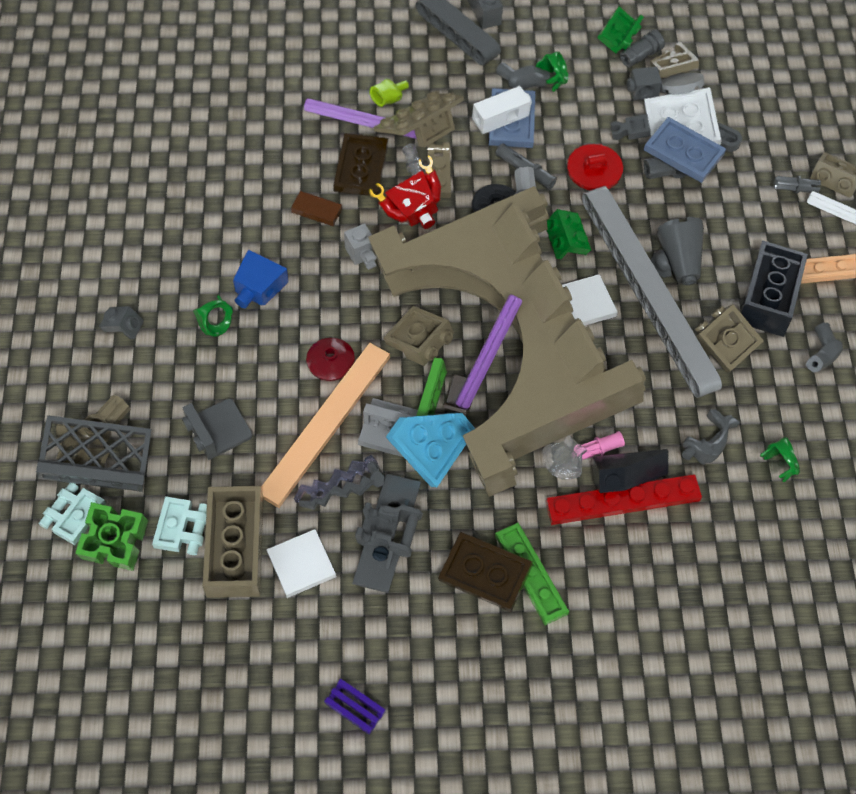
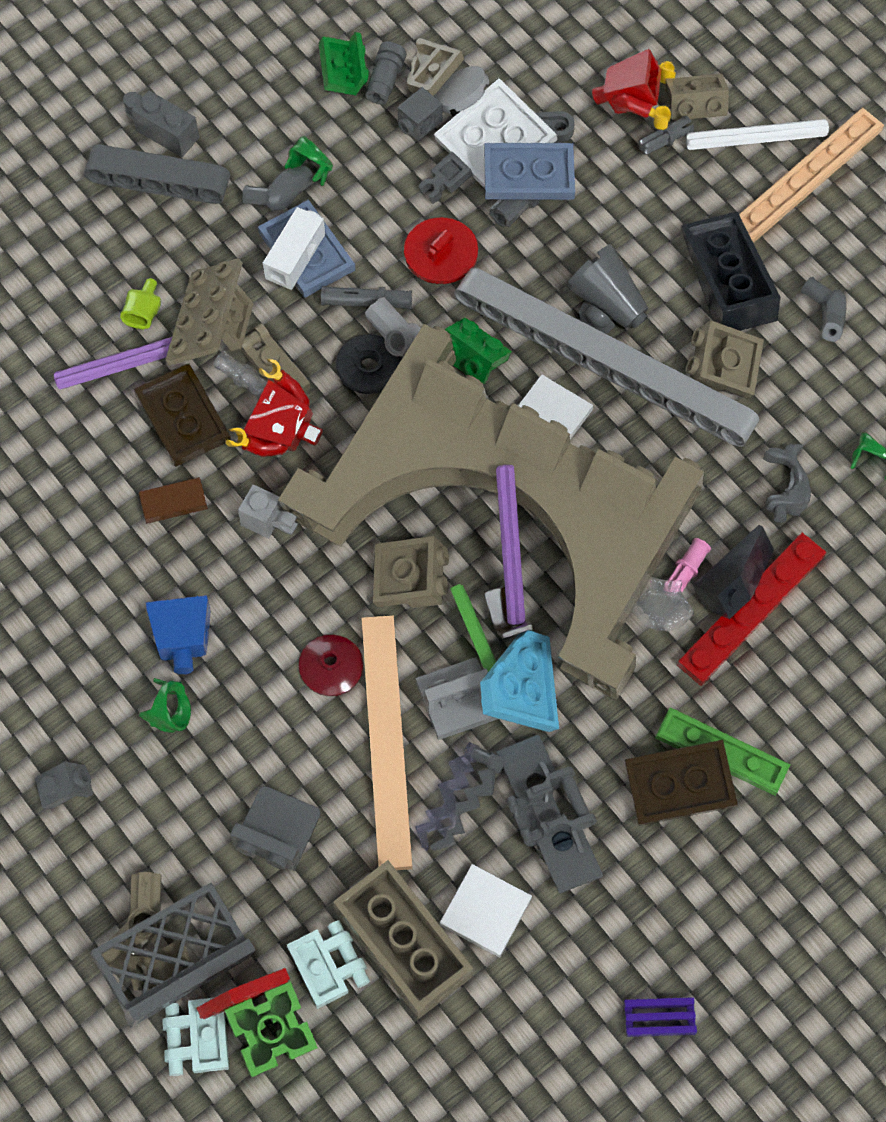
camera: 35 degrees left, 5 degrees up
(111, 499) = (242, 993): none -> red tile
(798, 141) = (635, 87): none -> red torso

